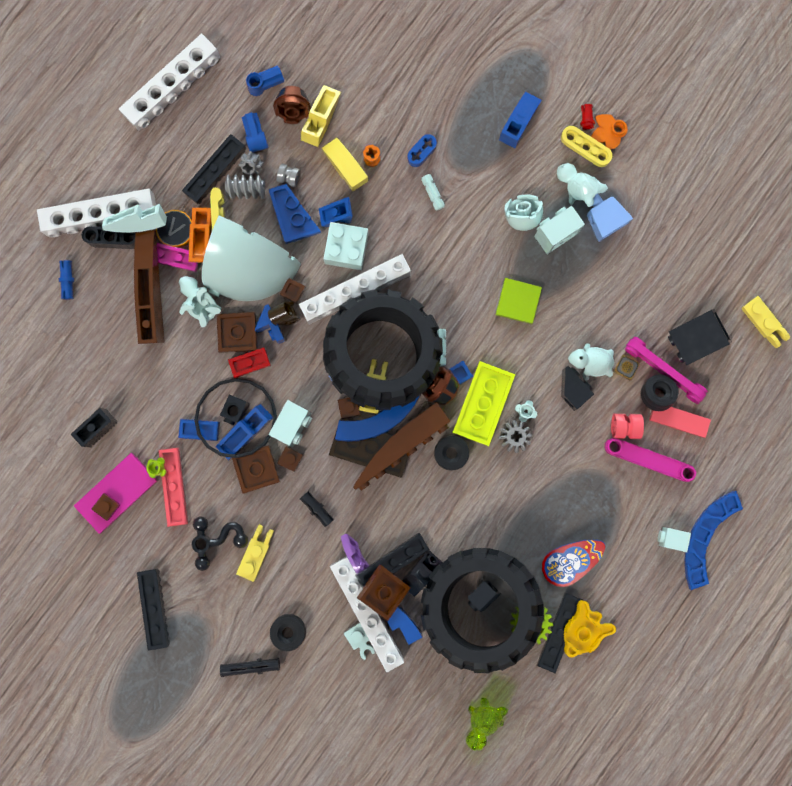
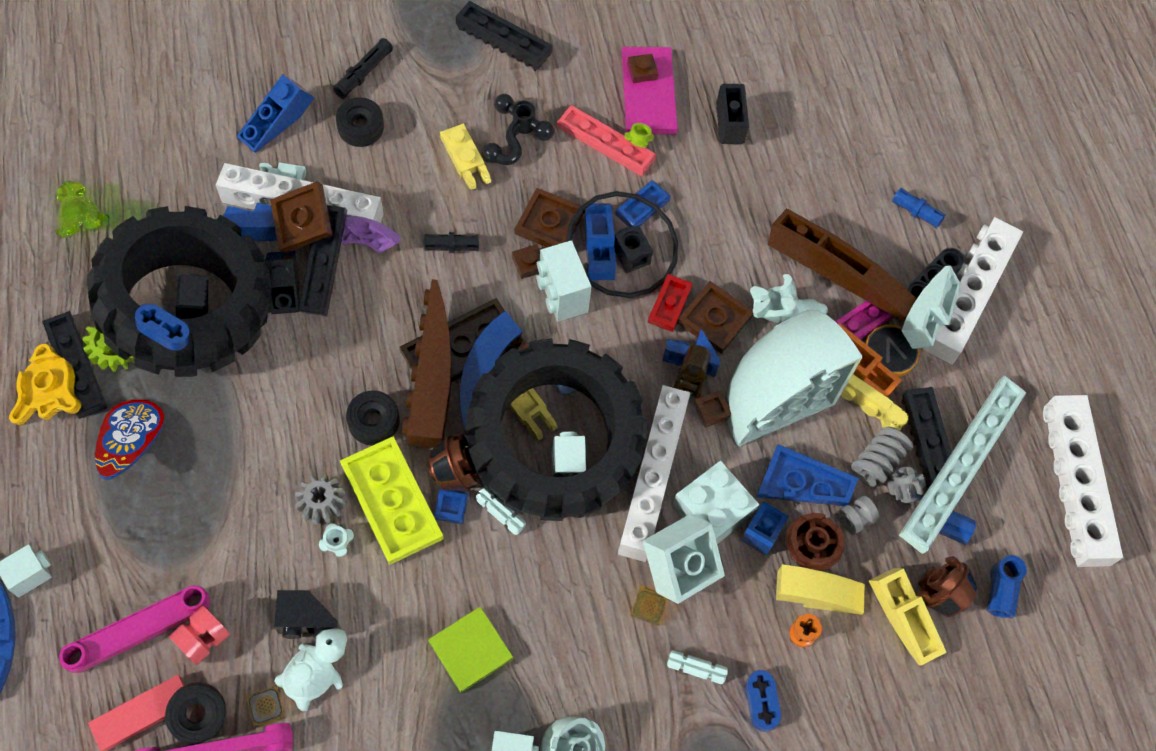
camera: 125 degrees right, 20 degrees down
(213, 143) = (962, 465): none -> light aqua tile
(324, 182) = (815, 541): none -> copper cone
(325, 684) = (276, 112): none -> blue slope
(391, 234) = (684, 558): none -> light aqua brick
(391, 331) = (568, 455): none -> light aqua brick
(423, 238) = (649, 606): none -> clear yellow tile
(515, 583) = (162, 327): none -> blue beam

